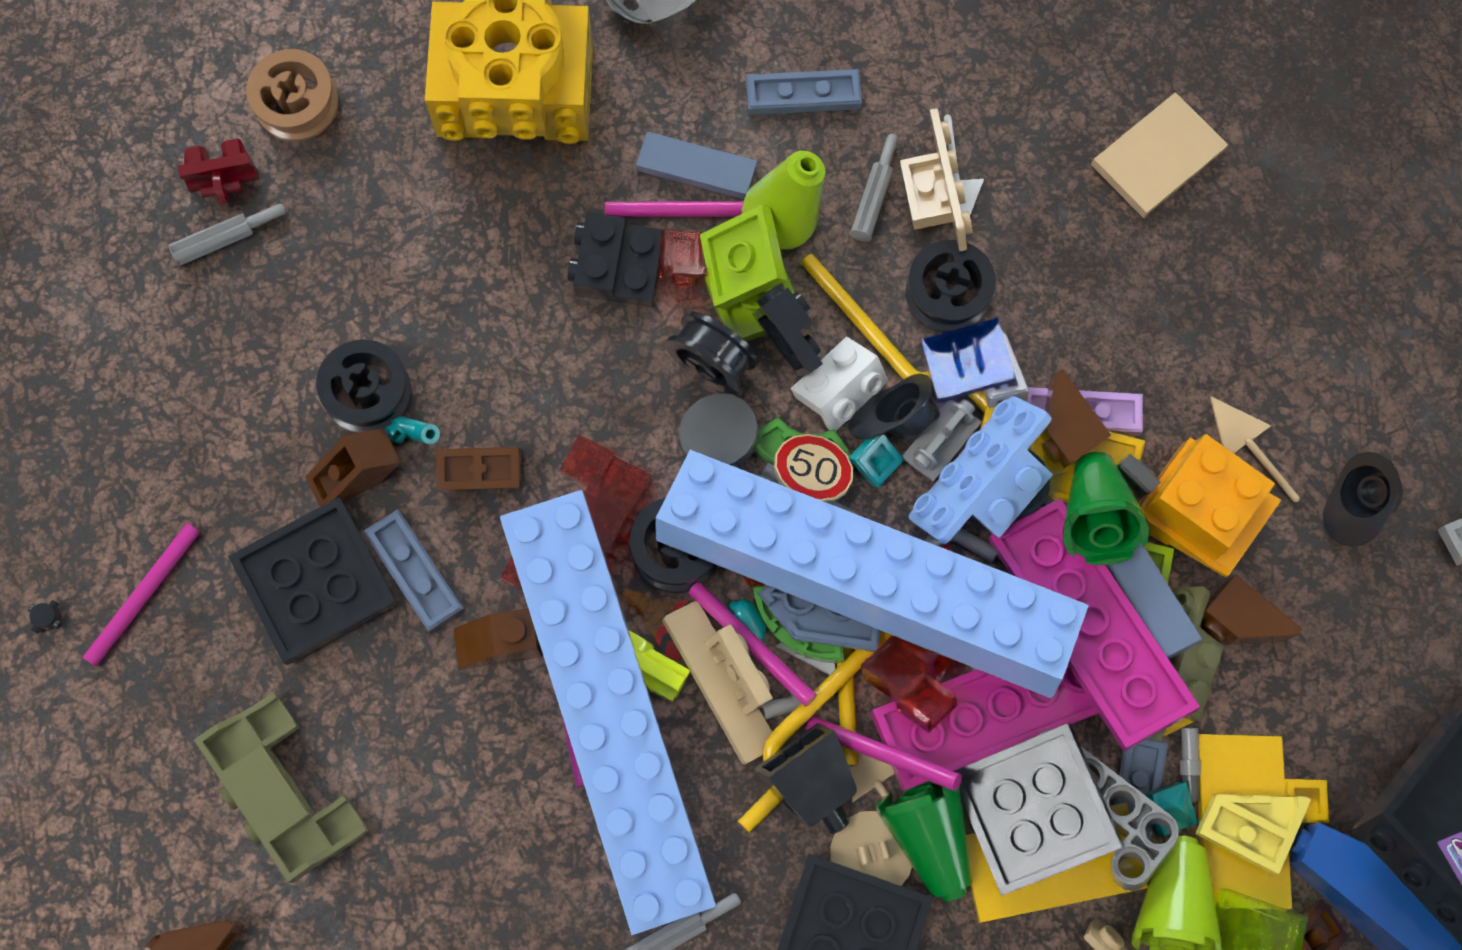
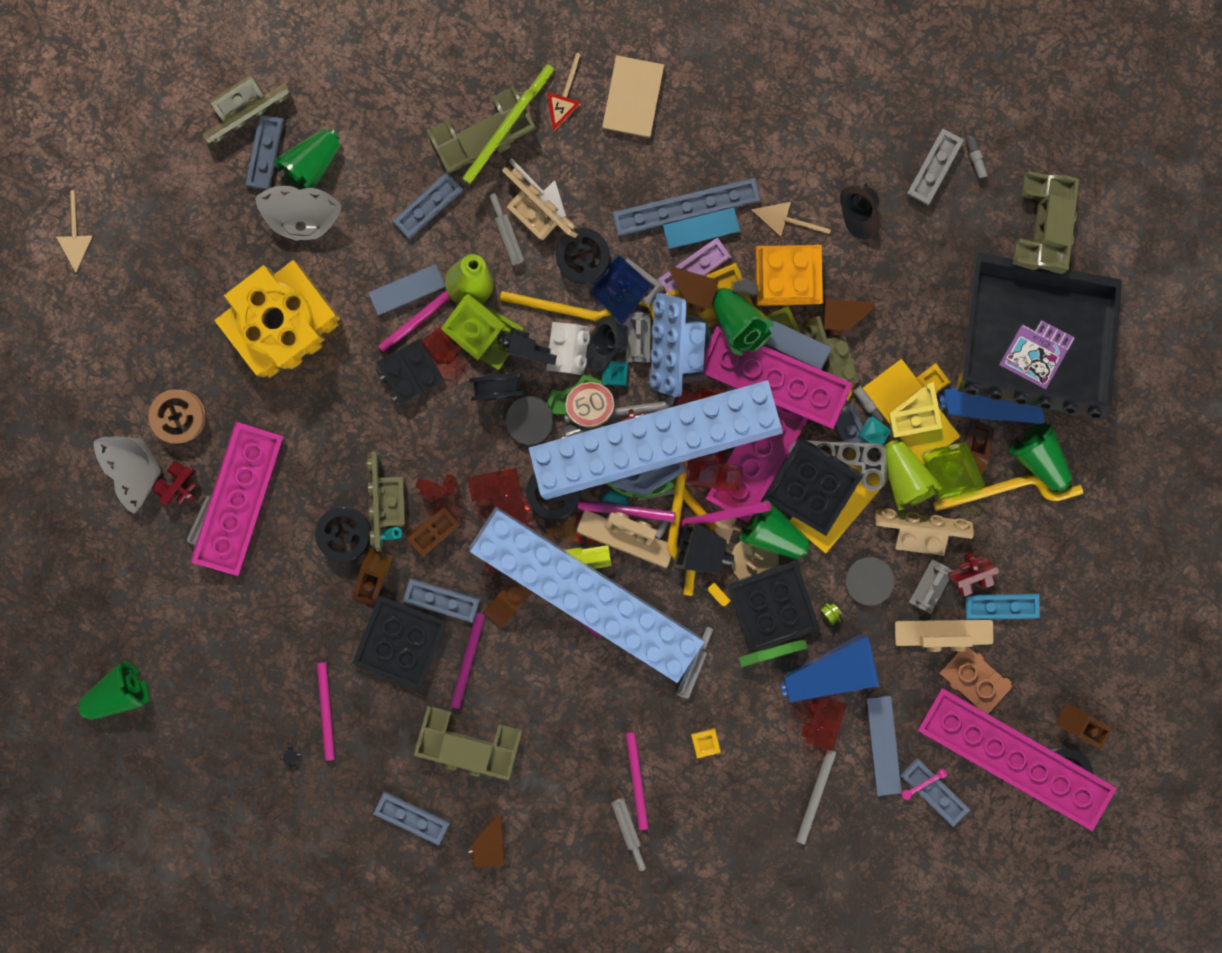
camera: 35 degrees left, 15 degrees up
(121, 831) = (411, 818): none -> sand blue tile
(188, 117) = (133, 468): none -> light grey piece
(271, 241) = (236, 498): none -> dark pink plate
(378, 677) = (467, 660): none -> magenta bar
(451, 388) = (388, 501): none -> olive bracket
(539, 426) = (430, 489): none -> clear red bracket
(786, 858) = (718, 594): none -> yellow tile
(940, 59) = (468, 144): none -> olive bracket
(1028, 47) = (507, 123): none -> lime piece
(1062, 104) = (562, 106): none -> piece
(1128, 369) = (701, 228): none -> dark azure tile
(1129, 331) = (686, 207): none -> sand blue tile

